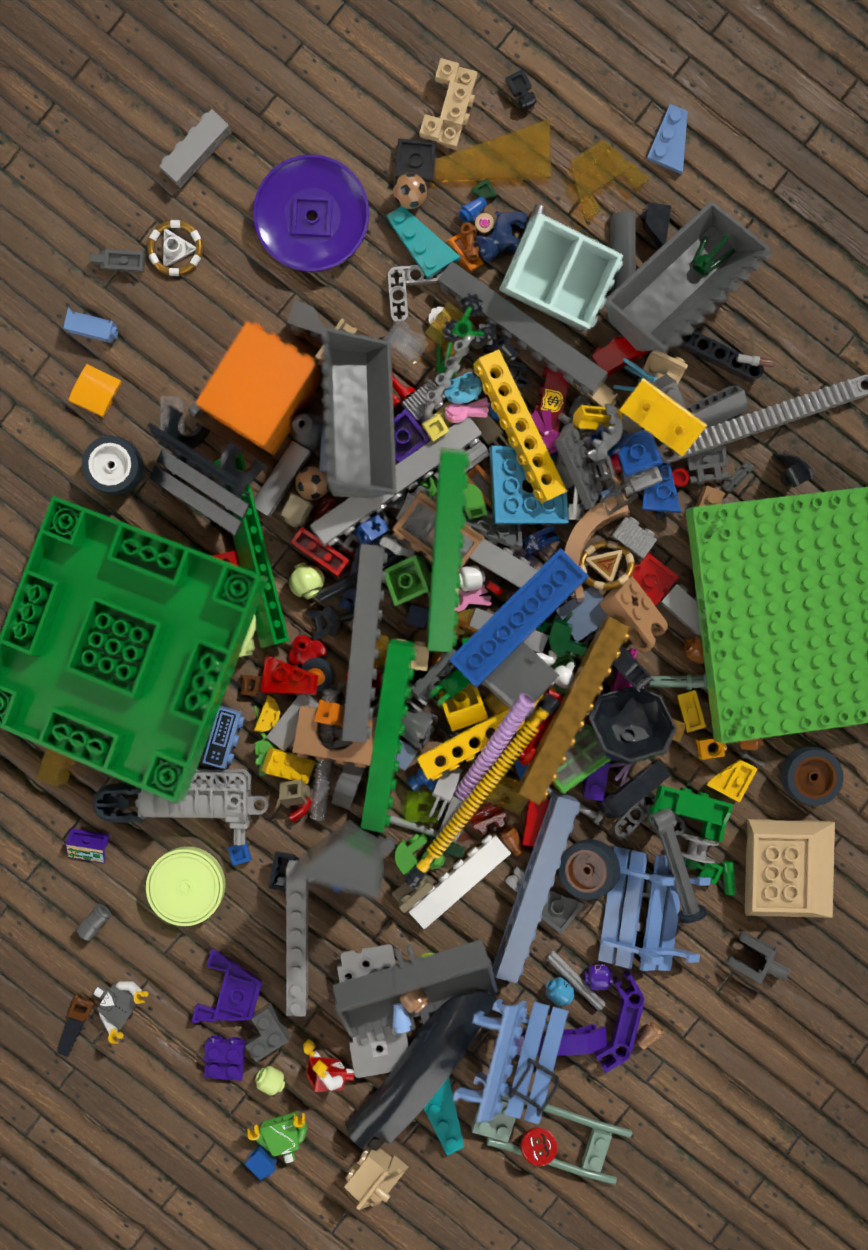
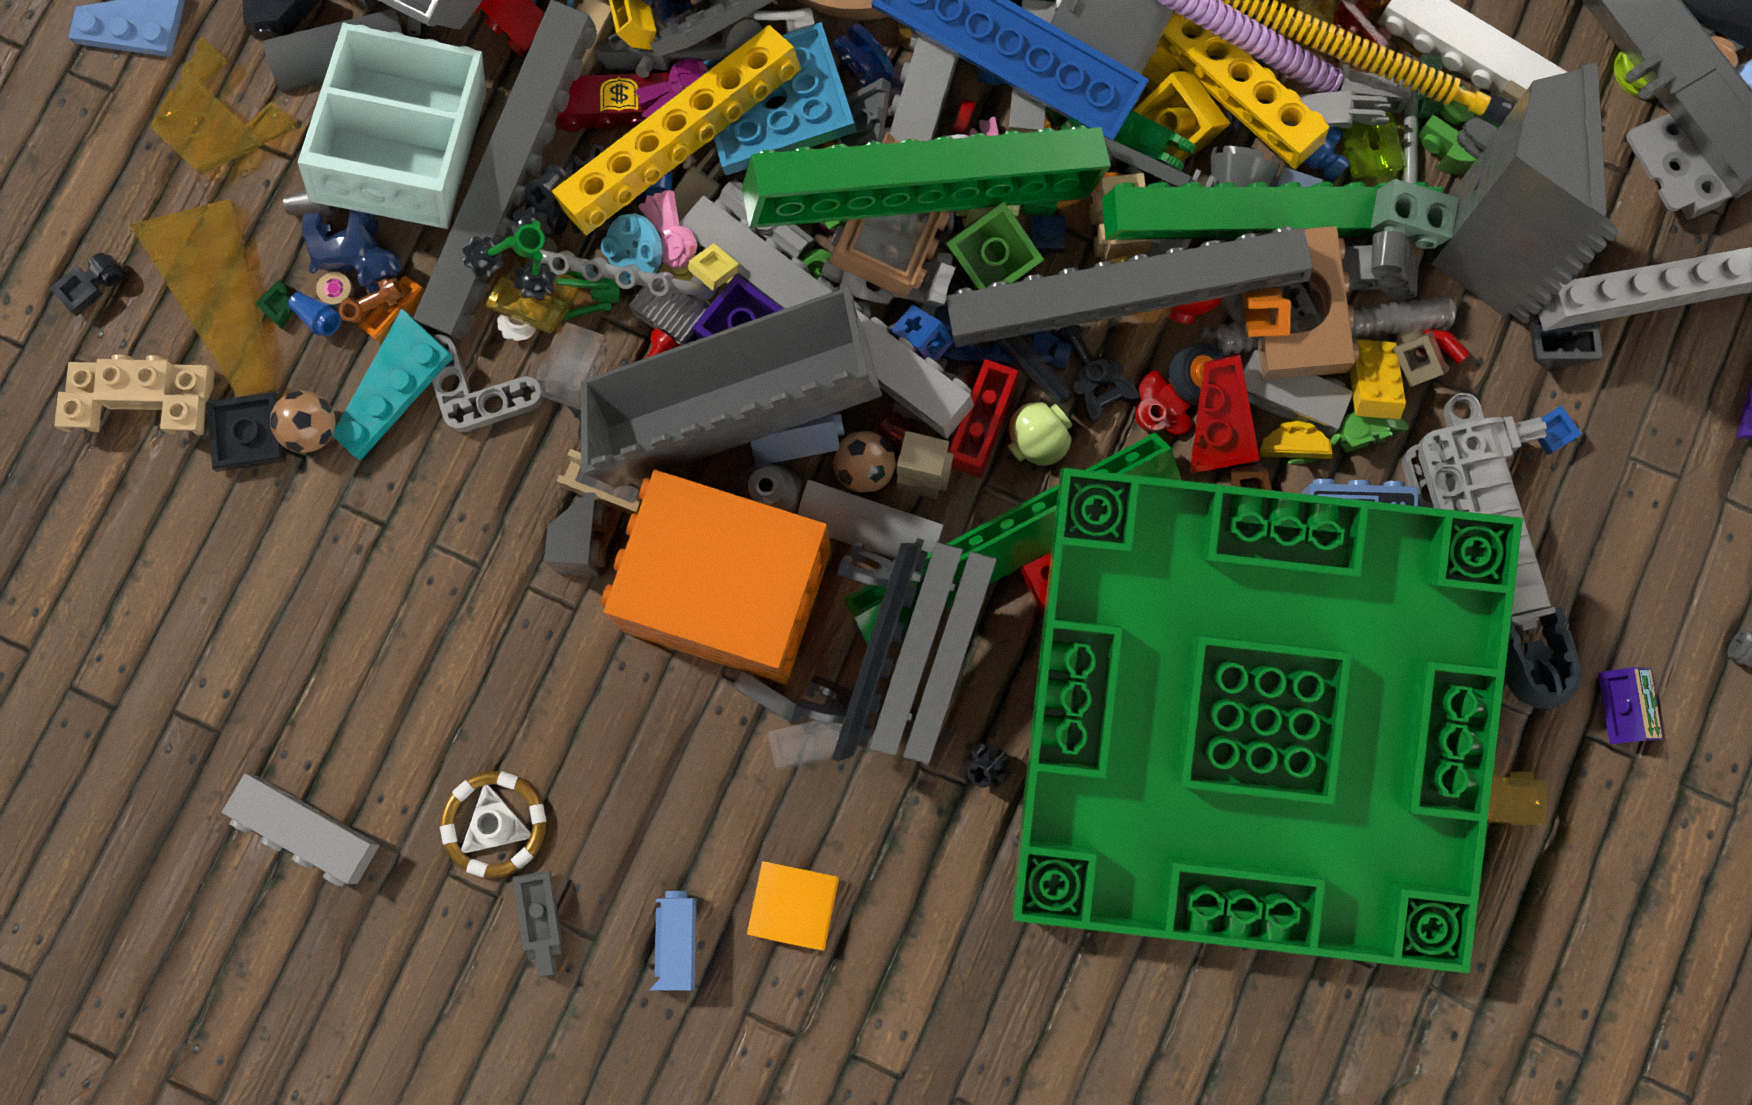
camera: 105 degrees left, 10 degrees down
(98, 462) = (953, 825): wheel -> none
(138, 507) = (988, 766): none -> black gear
(185, 886) = (1646, 507): yellowish green brick -> none
(308, 186) = (329, 574): dark purple dish -> none
(369, 810) = (1415, 208): none -> sand green brick

